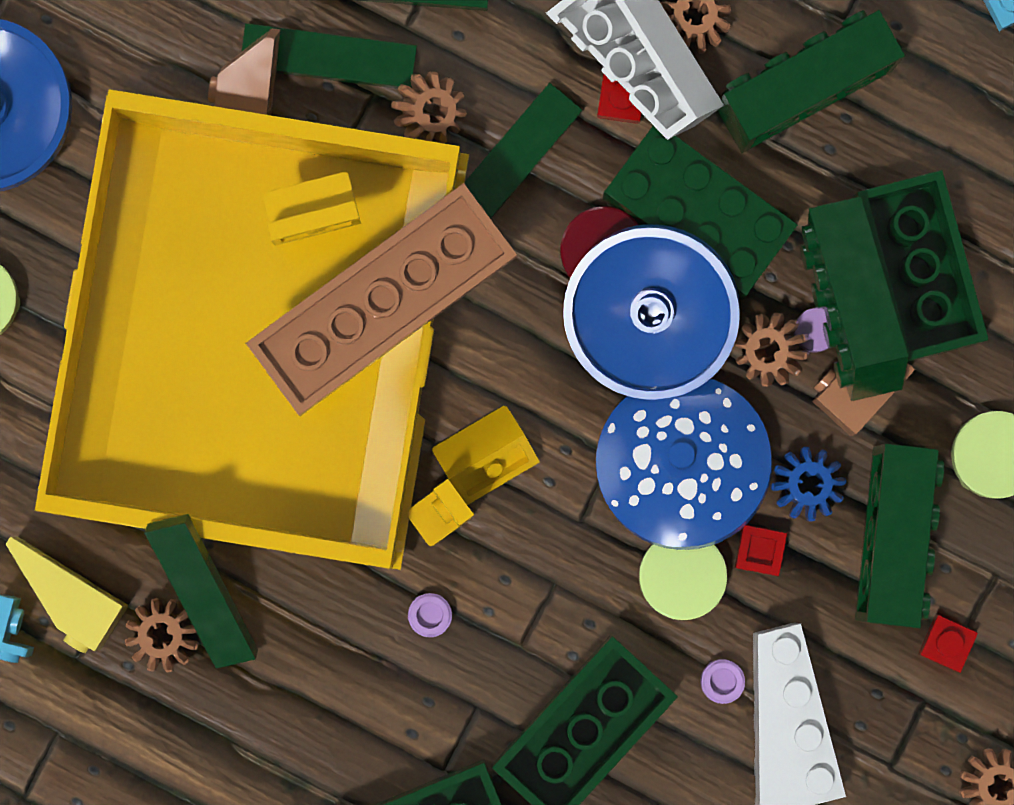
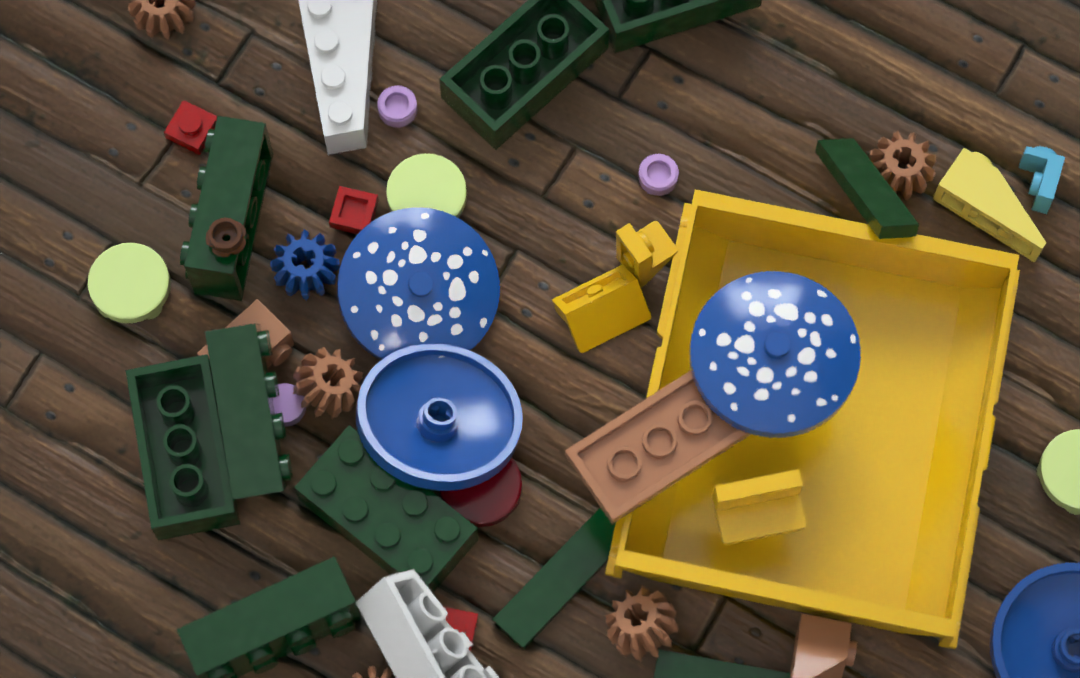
camera: 175 degrees left, 15 degrees down
(298, 369) = (774, 354): none -> blue dish
(908, 479) = (224, 227): none -> reddish brown plate

